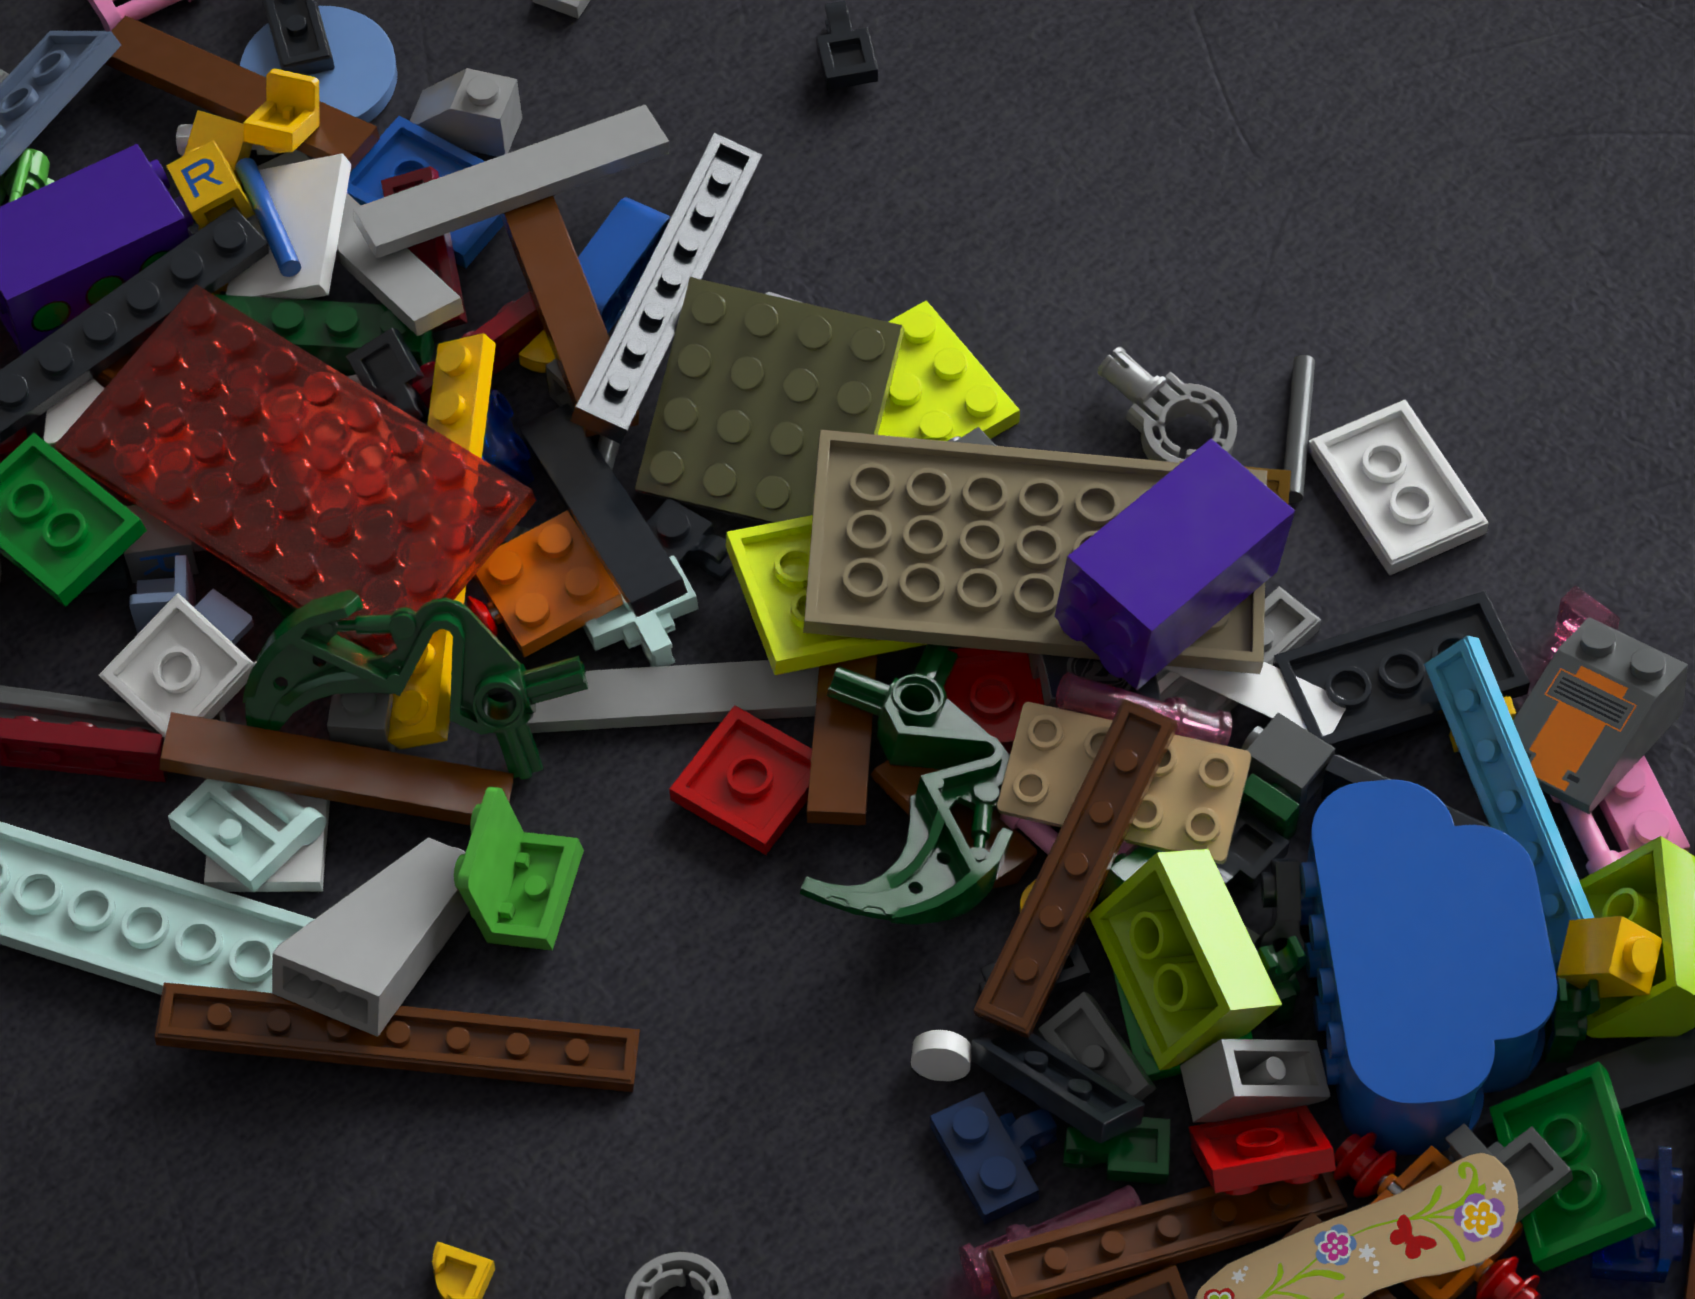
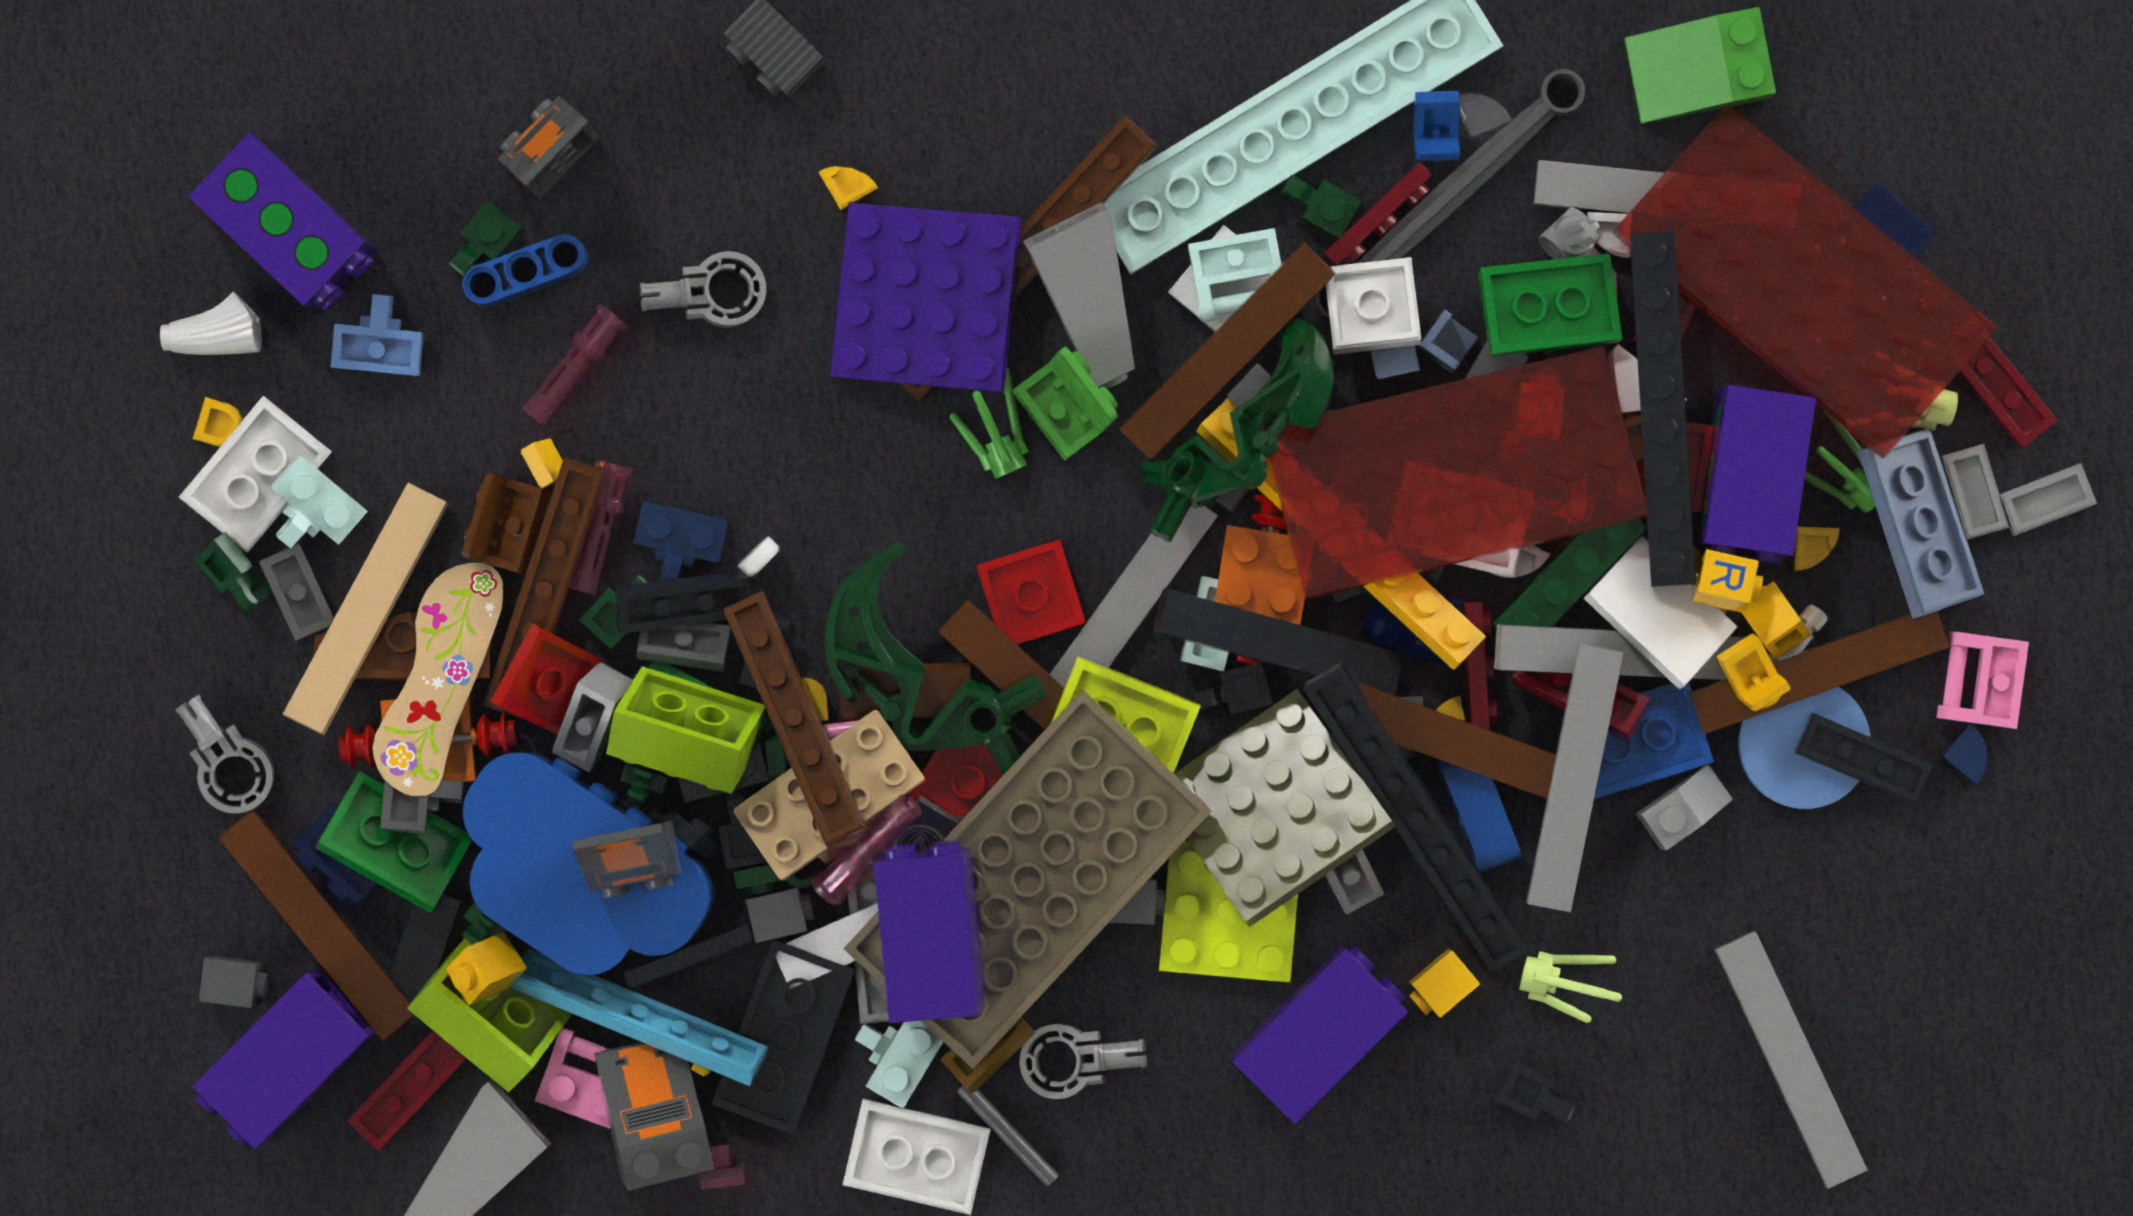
camera: 125 degrees right, 30 degrees up
(107, 808) = (1327, 207): none -> dark green plate
(268, 217) = (1678, 604): blue bar -> none
(389, 371) = (1488, 592): black plate -> none
(519, 1097) = (926, 297): none -> dark purple plate
(621, 910) = (1002, 453): none -> bright green plant
(728, 112) = (1541, 977): none -> yellowish green plant
(809, 180) = (1442, 984): none -> yellow brick
(948, 228) = (1320, 1032): none -> dark purple brick
(1323, 565) = (900, 1058): none -> light aqua hinge
(1357, 871) = (628, 858): none -> dark grey slope

